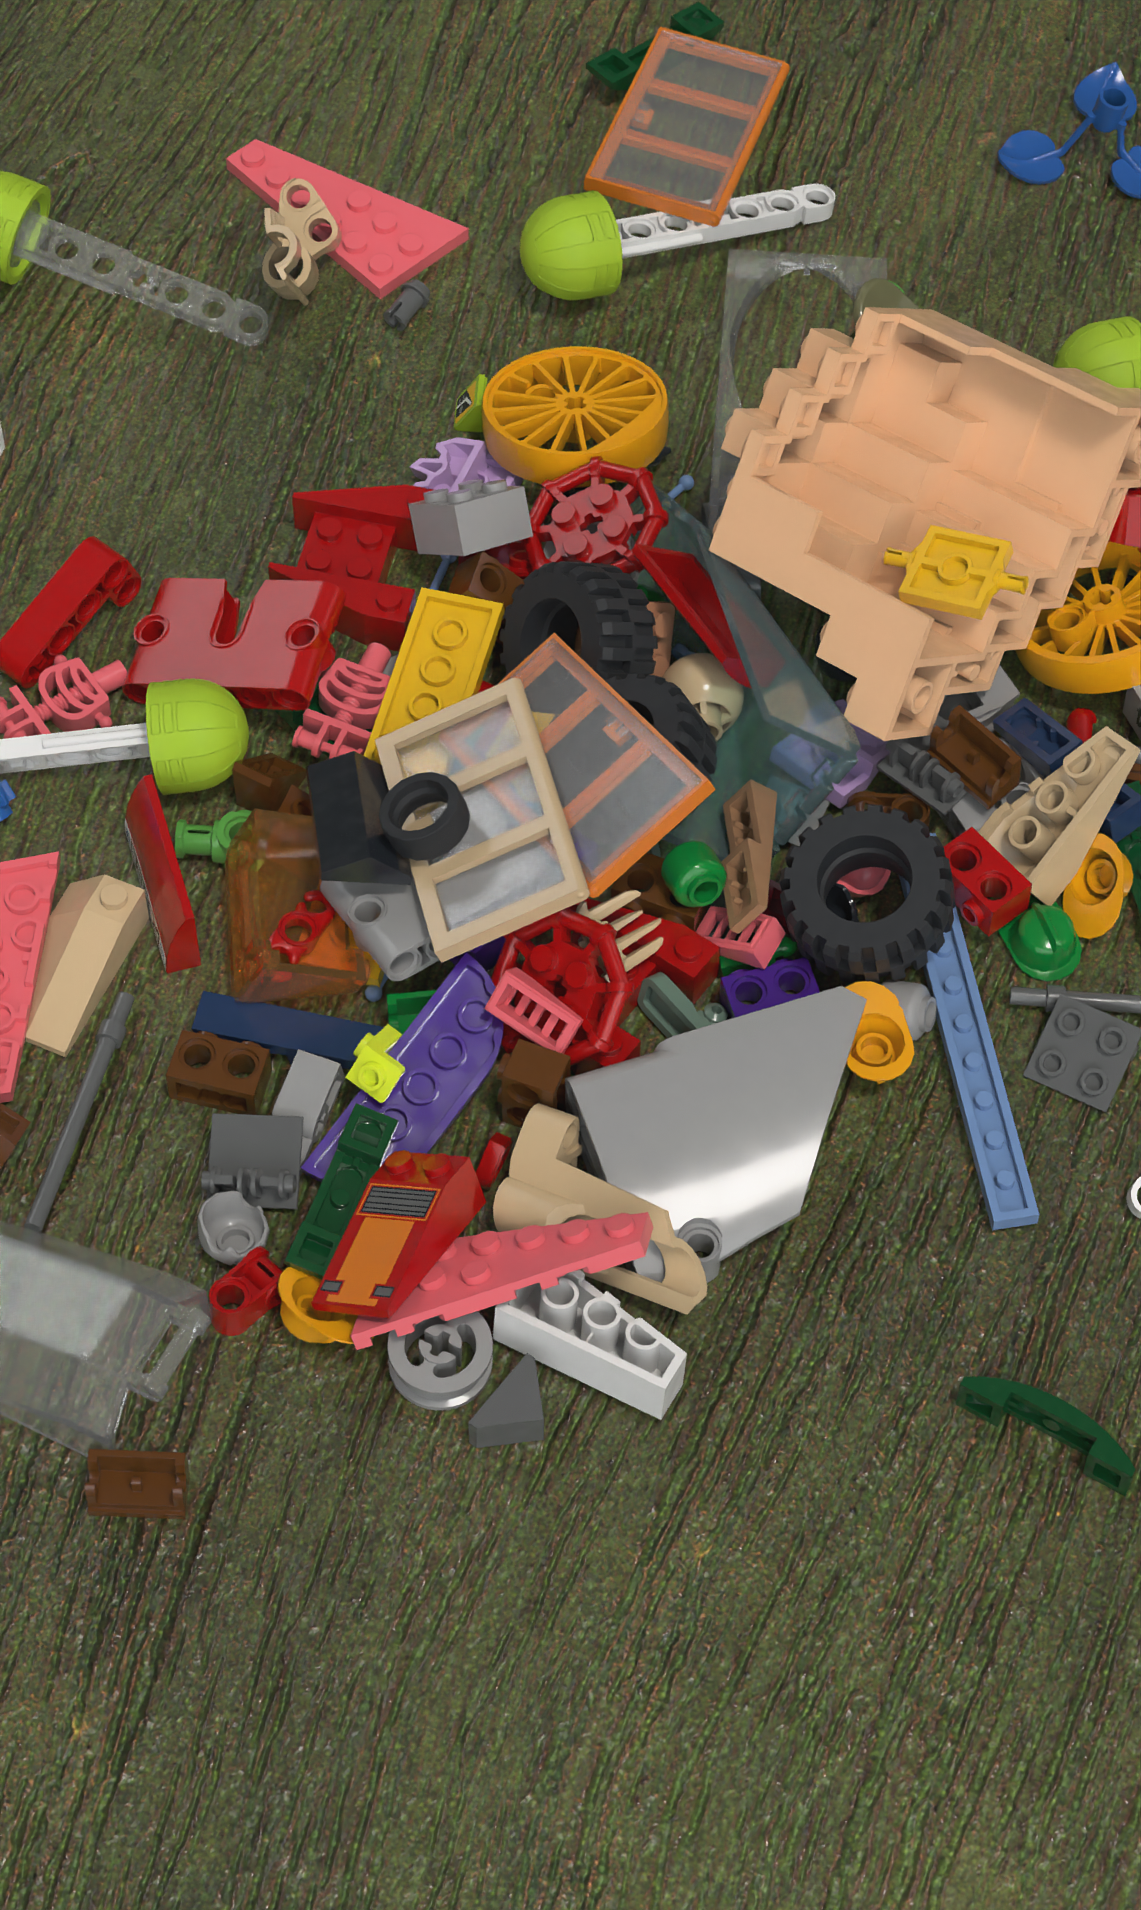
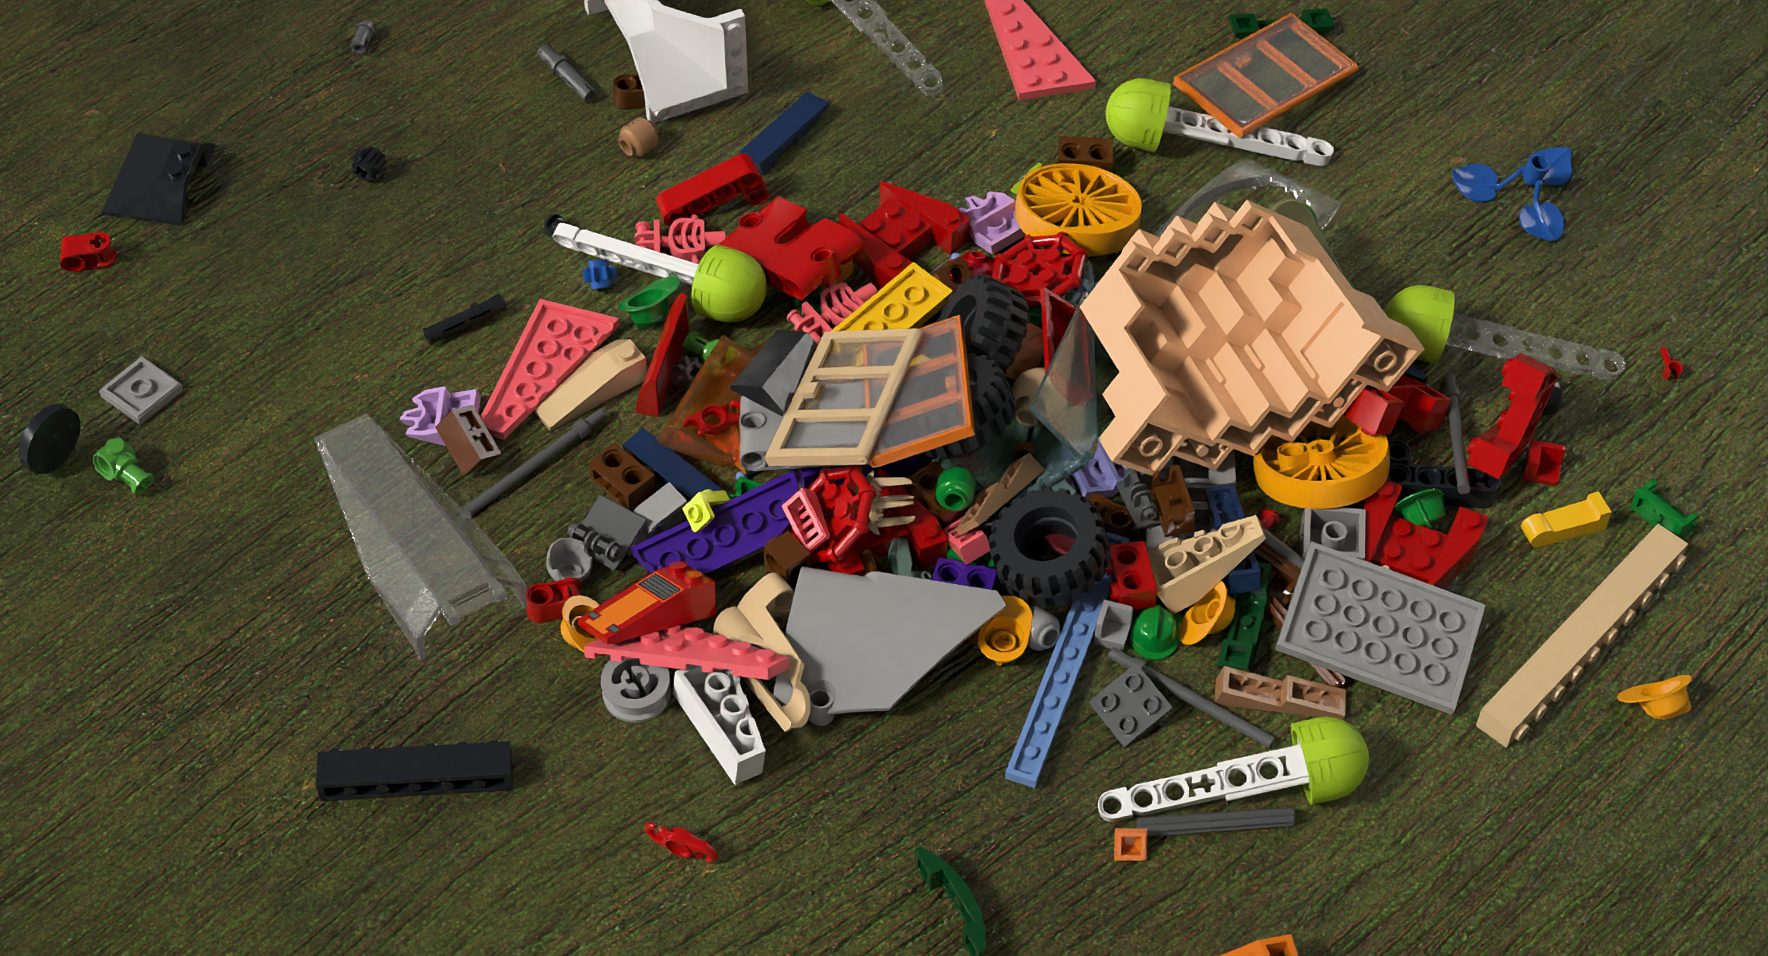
camera: 30 degrees right, 5 degrees down
(87, 806) = (651, 303): none -> green piece
(100, 479) = (787, 128): none -> dark blue slope
(137, 1484) = (424, 672): reddish brown hinge -> none
(206, 885) = (684, 372): none -> dark grey gear
(223, 1628) = (414, 770): none -> black brick
(264, 781) = (755, 329): reddish brown slope -> none
(293, 240) = (977, 42): tan panel -> none
(353, 1164) = (667, 548): dark green slope -> none
(413, 297) = (1035, 106): dark grey pin -> none
(433, 839) = (811, 392): black tyre -> none
(470, 518) = (968, 237): light grey brick -> none
(493, 1159) = (736, 594): red tile -> none
(512, 1411) = (654, 735): dark grey slope -> none
(525, 333) = (1086, 151): none -> reddish brown brick
(640, 1030) = (871, 562): none -> reddish brown tile
(648, 1535) = (681, 842): none -> red piece
(723, 775) = (1025, 447): none -> reddish brown hinge
(955, 571) = (1219, 383): yellow plate -> none
(993, 957) = (1113, 625): none -> light grey panel

